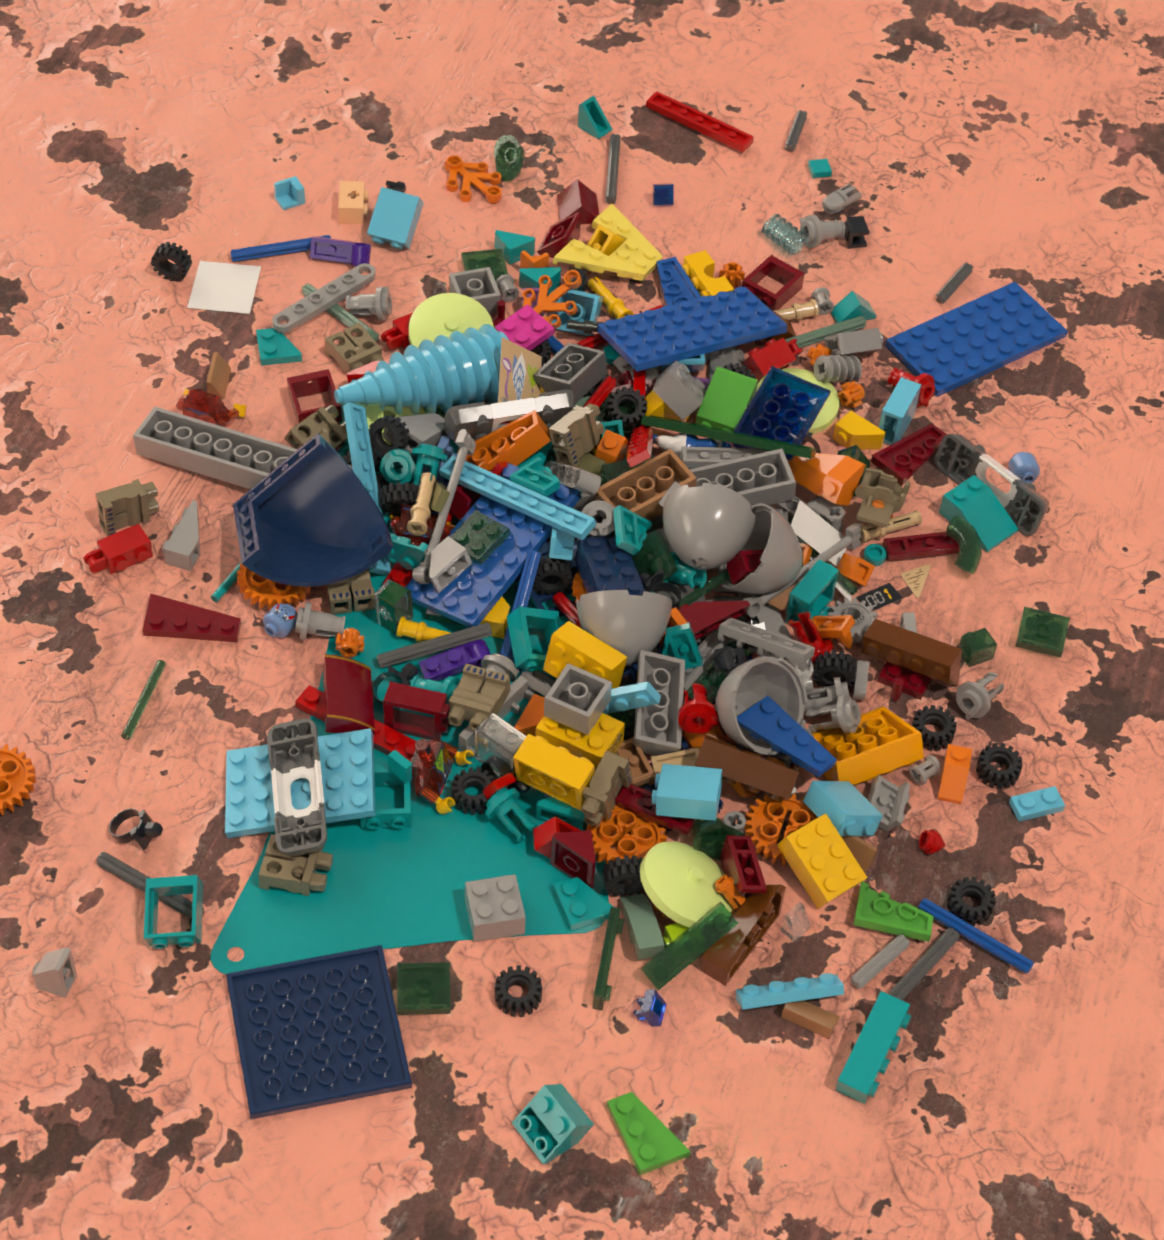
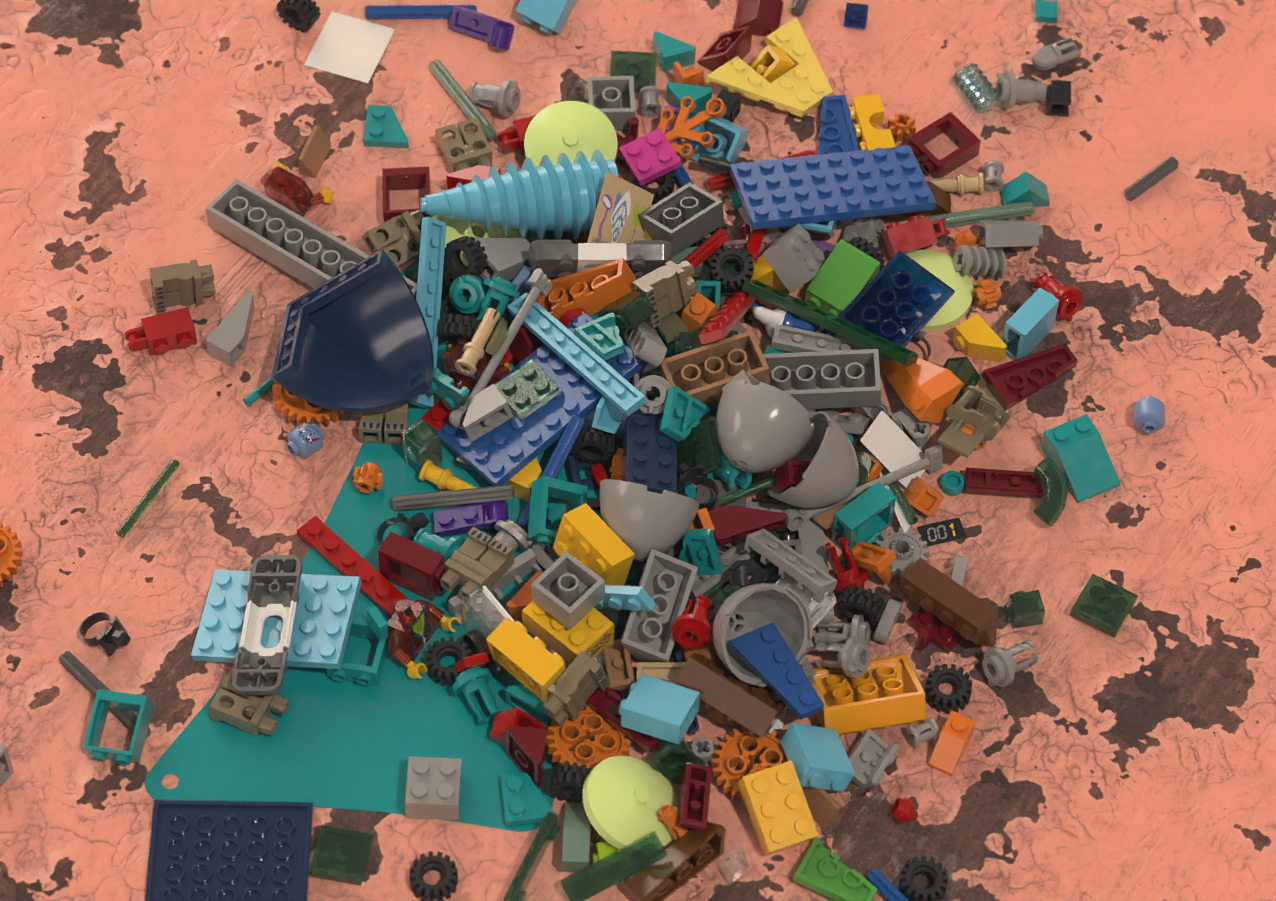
camera: 15 degrees right, 5 degrees up
(185, 621) = (210, 421): dark red wing -> none
(318, 623) = (341, 450): light grey piece -> none
(324, 298) = (448, 80): light grey plate -> none
(347, 695) = (349, 535): dark red slope -> none
(553, 452) = (630, 310): none -> clear green slope
(615, 306) = (760, 142): yellow pin -> none
(897, 523) = (980, 453): tan pin -> none
(916, 579) = (989, 518): tan sticker -> none
(962, 459) = (1083, 395): dark grey piece -> none
(976, 338) = (1153, 250): blue plate -> none
(995, 776) = (999, 756): black tyre -> none
(1037, 803) = (1031, 792): medium azure plate -> none

